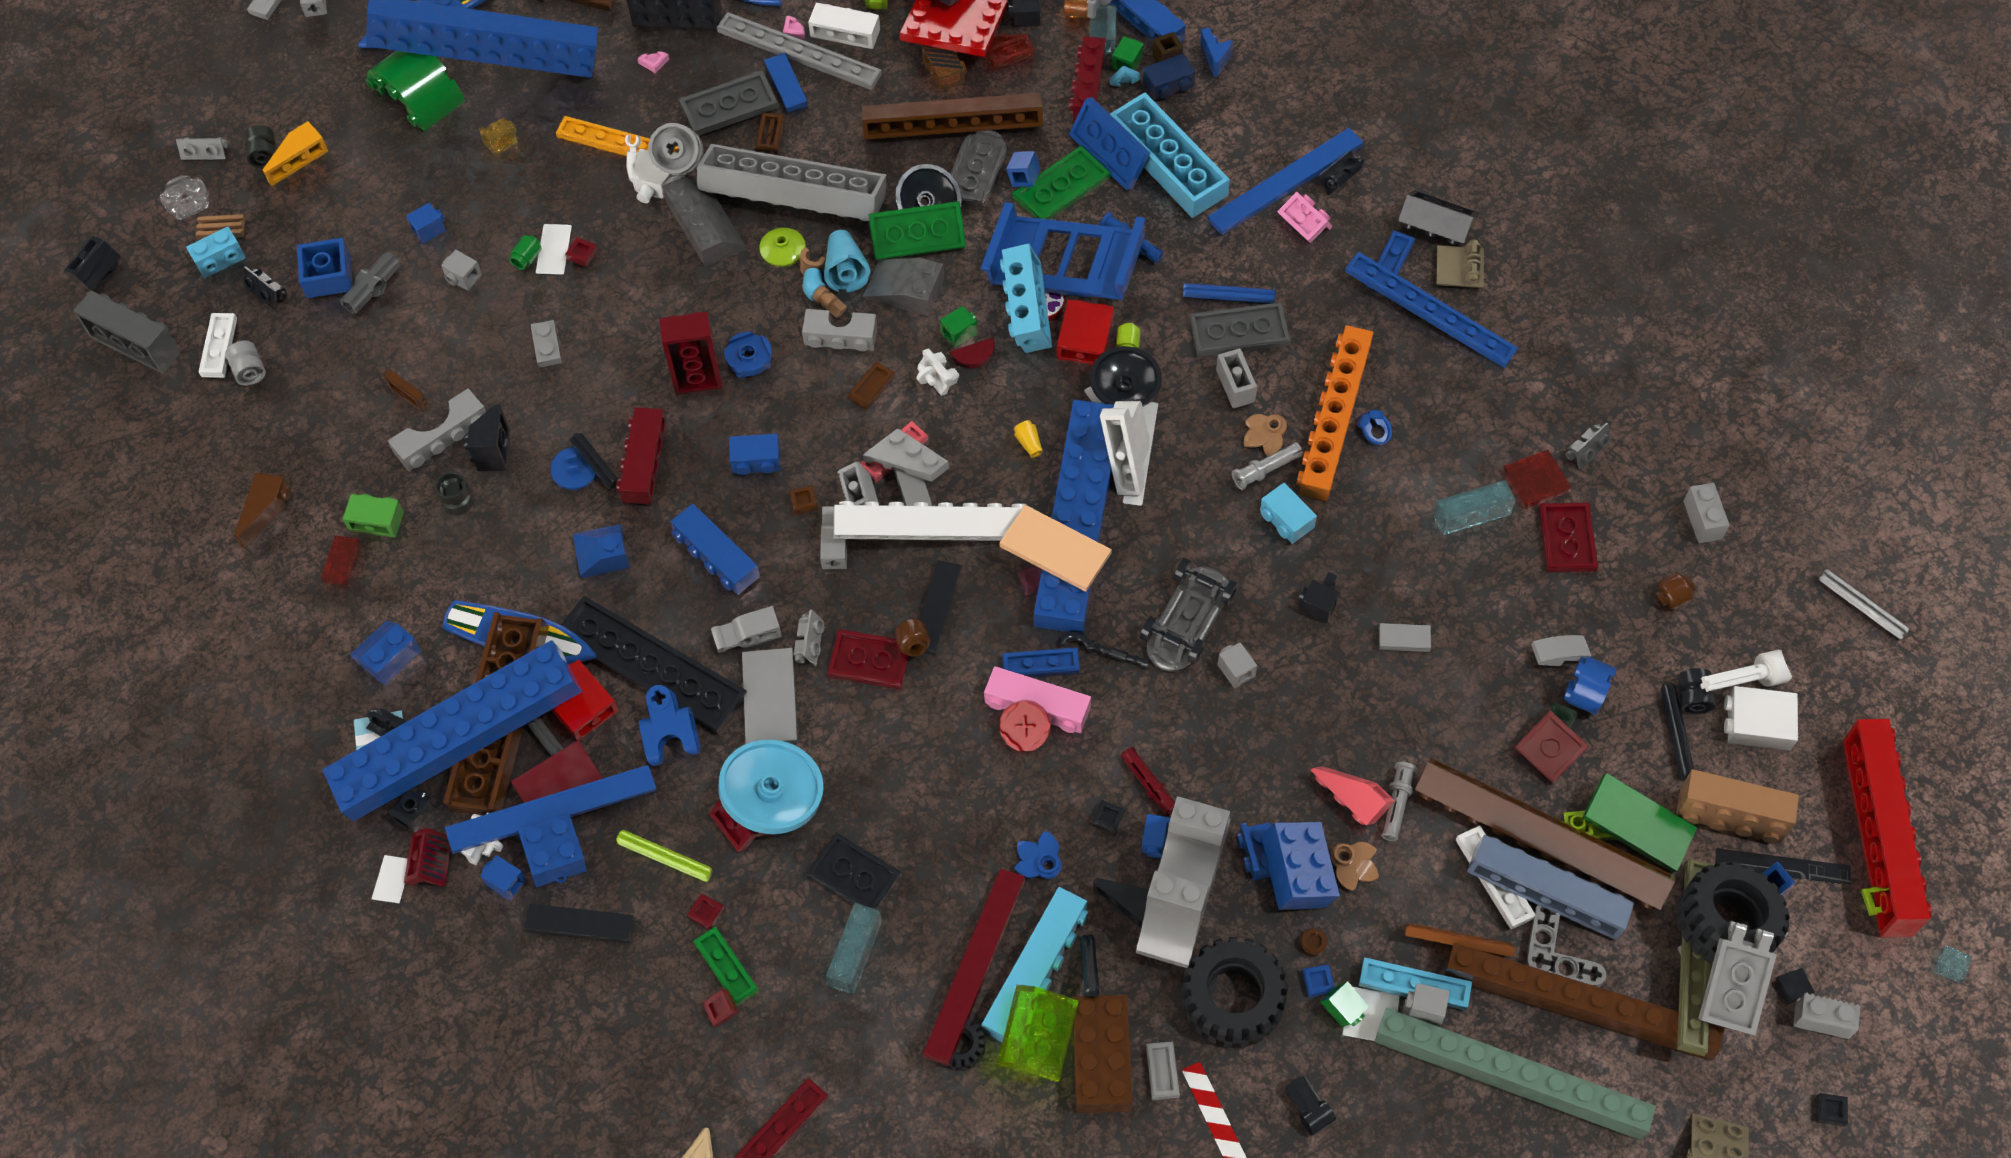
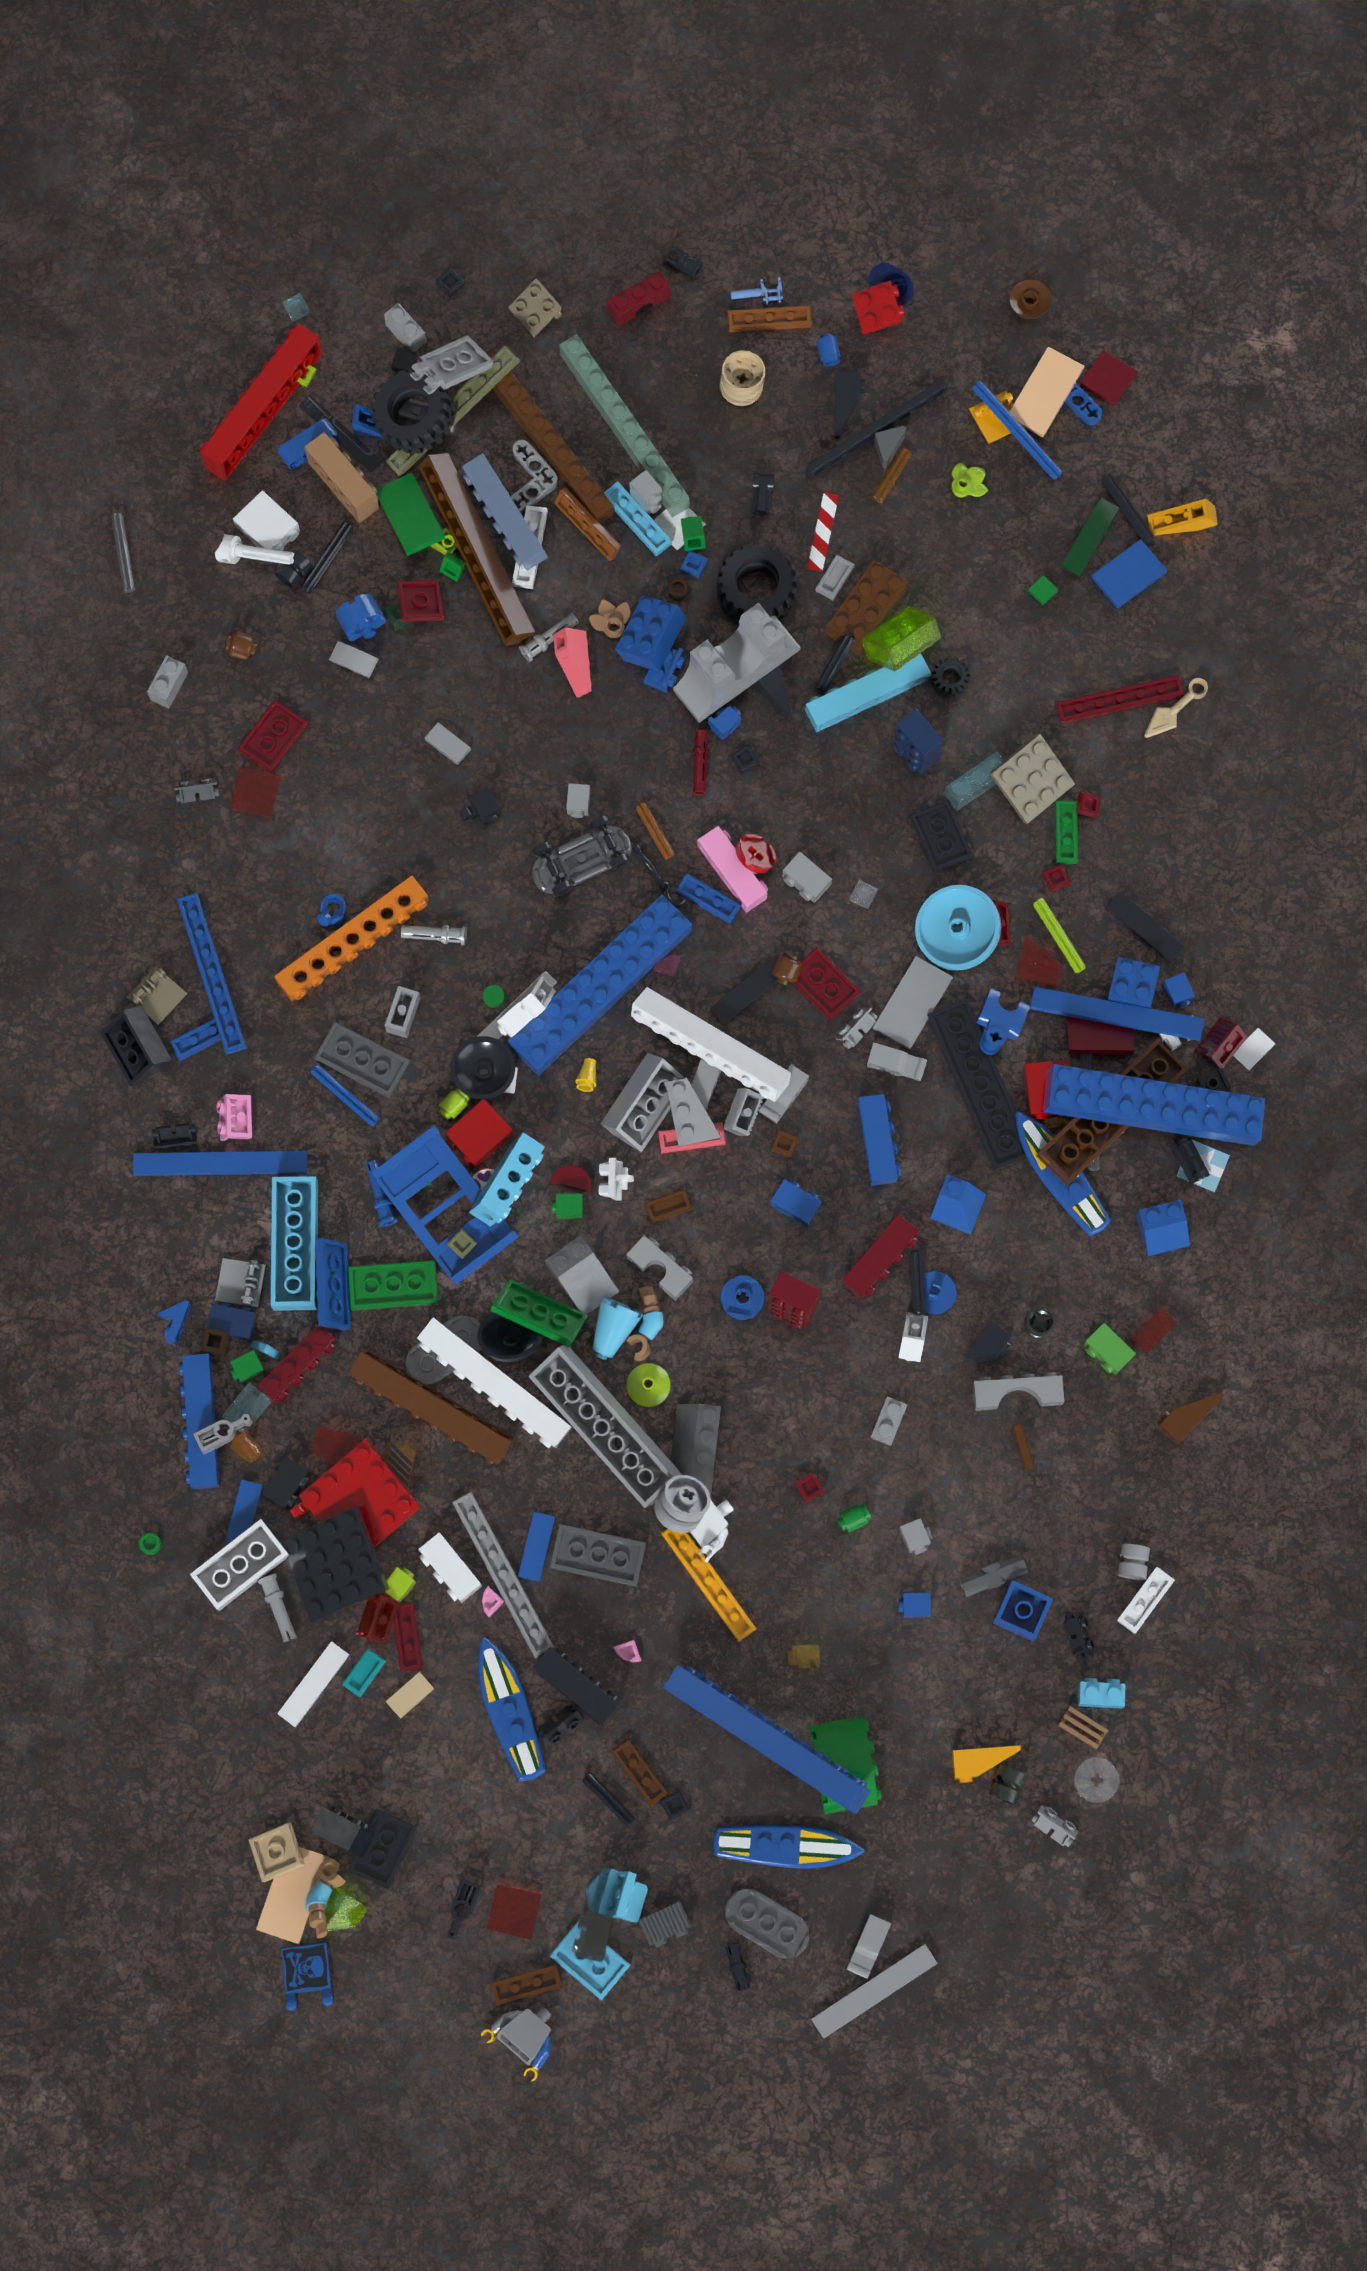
camera: 145 degrees left, 15 degrees up
(92, 264) = (1207, 1751): black brick -> none
(127, 331) = (1212, 1653): dark grey brick -> none
(554, 246) = (825, 1514): white sticker -> none
(567, 414) = (913, 1337): none -> white slope
(666, 811) = (1038, 965): none -> clear red wing
(768, 147) = (571, 1518): reddish brown tile -> none
(796, 986) = (1032, 778): none -> dark tan plate
(891, 766) = (863, 894): none -> clear plate
(894, 159) = (494, 1383): none -> white brick
(938, 930) = (917, 742): none -> dark blue brick
(957, 736) = (806, 878): none -> light grey brick
(961, 440) = (642, 1103): none -> light grey slope
(974, 967) = (924, 702): dark red tile -> none
(1023, 169) = (414, 1312): blue brick -> none
(1028, 236) = (461, 1244): none -> olive tile
(1036, 855) = (813, 766): blue plate -> none
(1055, 548) = (642, 956): light nougat tile -> none
(1141, 689) = (655, 830): none -> dark orange axle
(1169, 451) = (493, 996): none -> green tile
(1189, 109) = (240, 1282): none -> light grey hinge
(1263, 435) = (417, 961): medium nougat plate -> none
(1287, 513) = (453, 882): medium azure brick -> none
(1474, 507) = (320, 797): clear light blue brick -> none
(1551, 803) = (452, 566): none -> green tile
(1801, 839) = (293, 451): none -> blue beam

